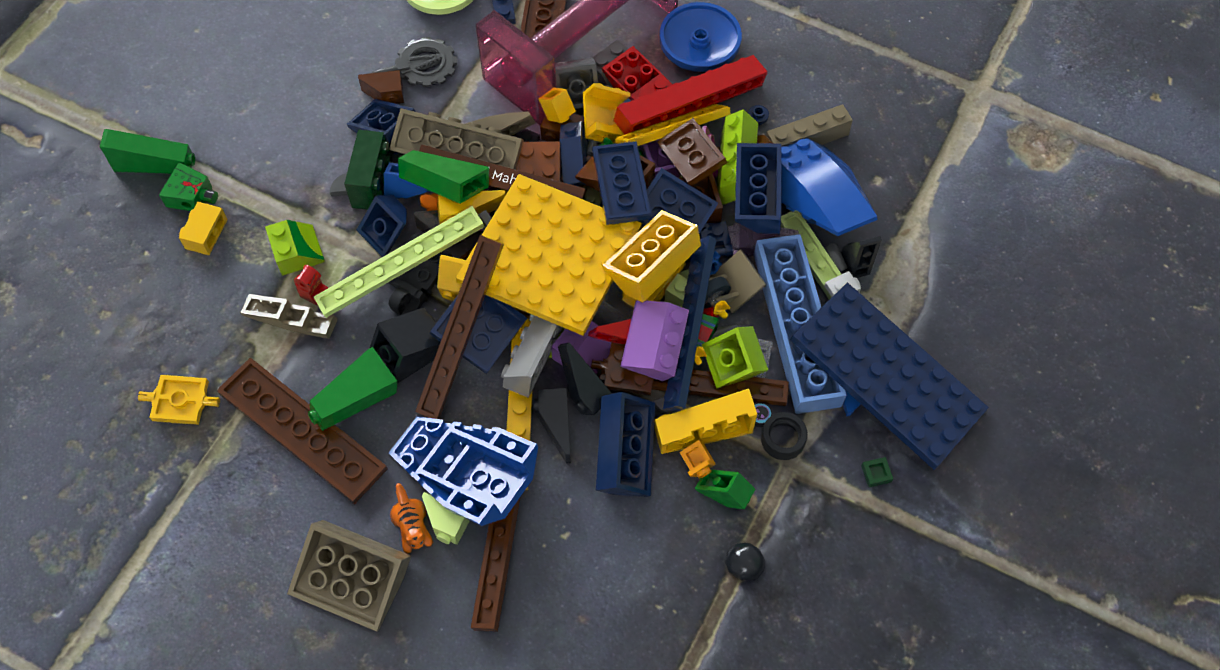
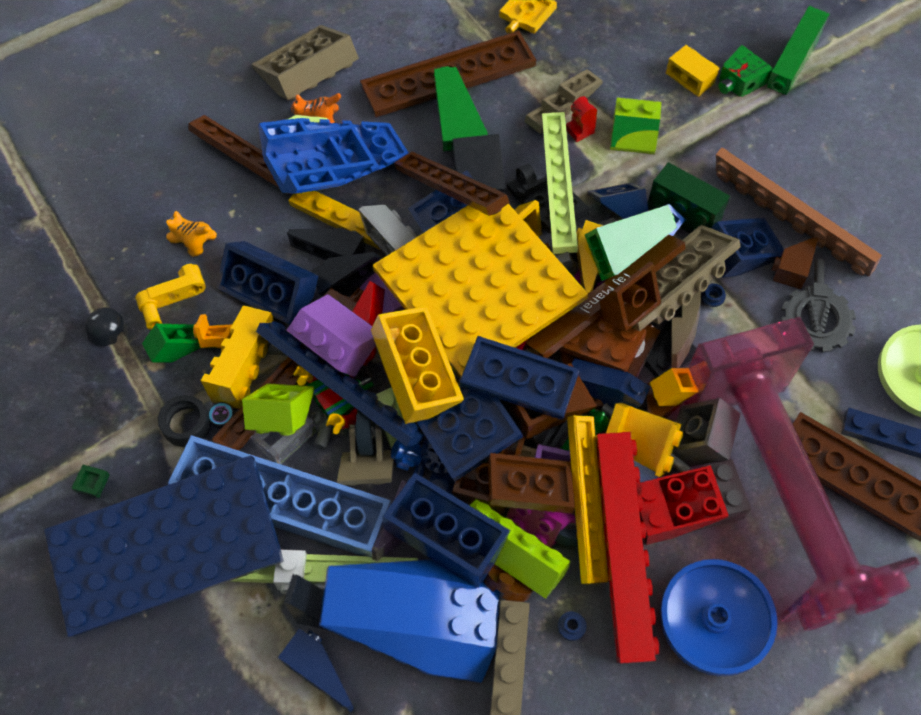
camera: 120 degrees right, 0 degrees up
(338, 99) = (803, 217): none -> nougat plate
(505, 146) = (632, 299): none -> reddish brown slope
(612, 543) = (190, 233): none -> light orange animal
(663, 514) = (187, 285): none -> yellow beam
(892, 247) = (310, 660): none -> dark blue slope

